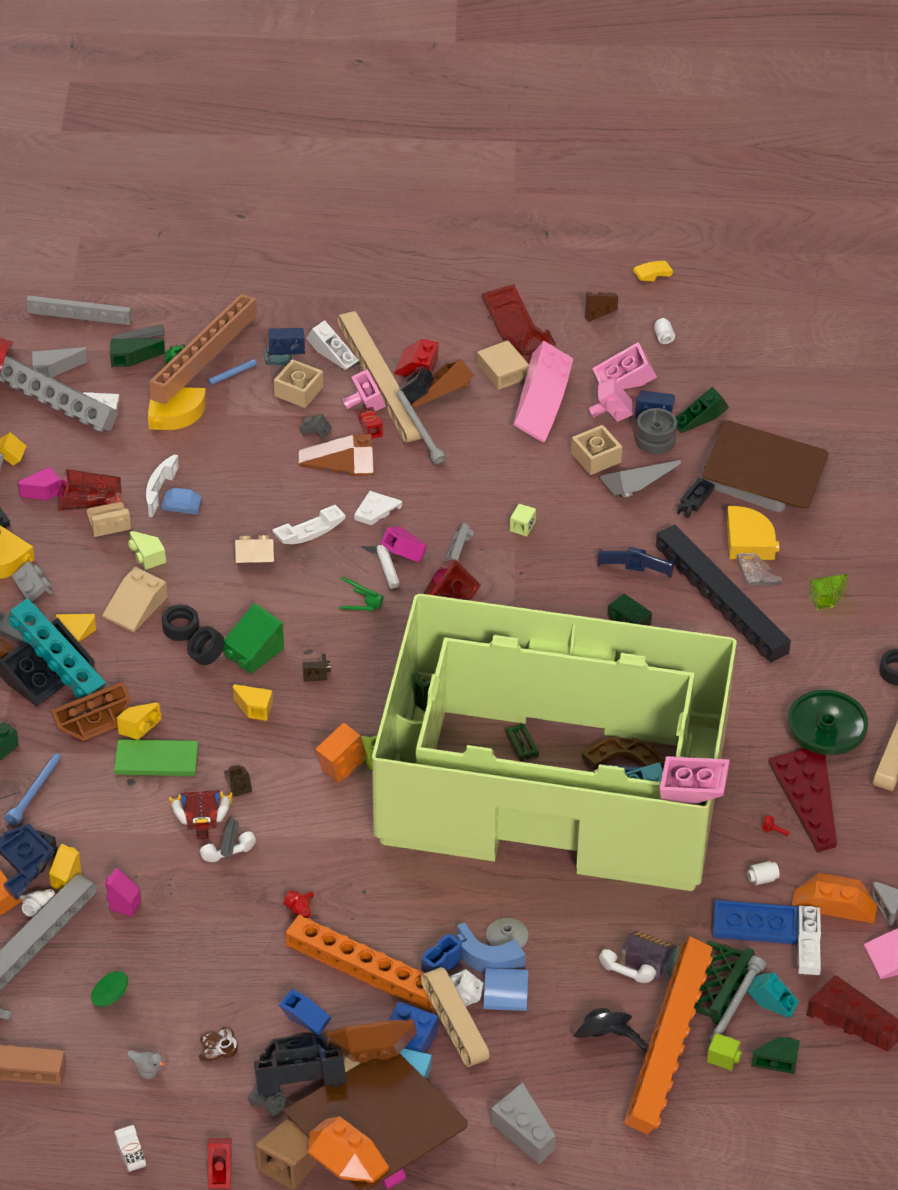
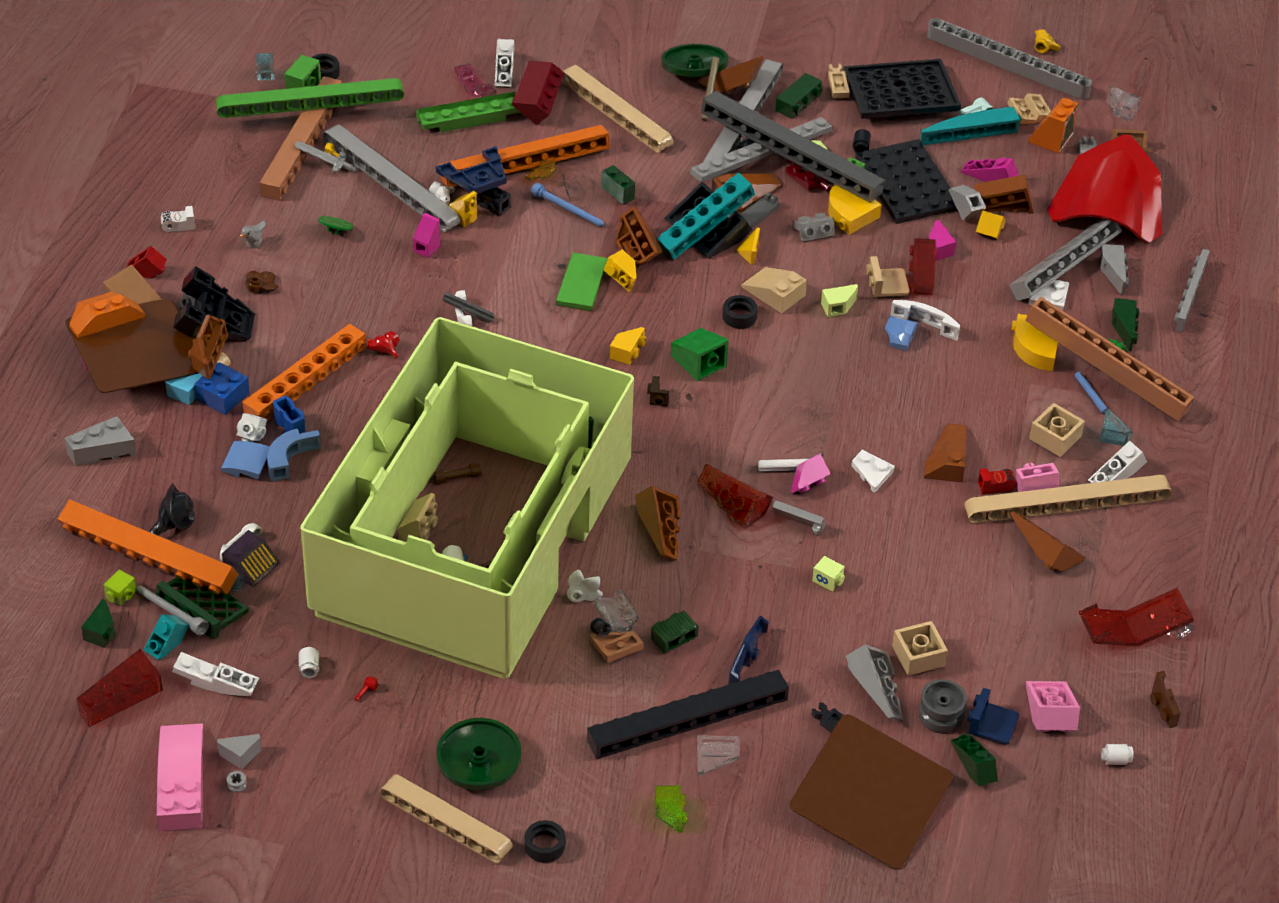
camera: 100 degrees right, 0 degrees up
(142, 333) = (1155, 331): dark grey axle -> none
(198, 641) = (699, 318): black tyre -> none
(201, 810) = (505, 295): clear red torso -> none
(238, 779) = (540, 324): dark brown bracket -> none
(254, 549) = (824, 370): tan slope -> none
(286, 341) = (1113, 420): dark blue bracket -> none
(304, 1012) = (264, 325): blue slope -> none
(311, 529) = (847, 413): white slope -> none
(315, 424) = (996, 440): dark grey bracket -> none
(372, 598) = (739, 443): green plant -> none
(417, 384) = (1039, 516): black brick -> none
(419, 353) = (1088, 535): red slope -> none
(437, 455) = (939, 523): light grey piece -> none
(455, 1017) = (220, 411): tan beam -> none
(497, 934) = (309, 475): light grey dish -> none
(502, 364) = (1069, 597): tan brick -> none
(543, 391) = (1018, 618): bright pink slope -> none
(613, 400) = (992, 673): bright pink brick -> none
(651, 270) = (1232, 769): yellow slope -> none
(693, 779) = (336, 519): bright pink slope -> none
(750, 533) = (770, 757): yellow brick -> none
(755, 922) = (260, 645): blue tile -> none
(807, 787) = (397, 726): dark red wing -> none
(837, 897) = (261, 710): orange wedge -> none

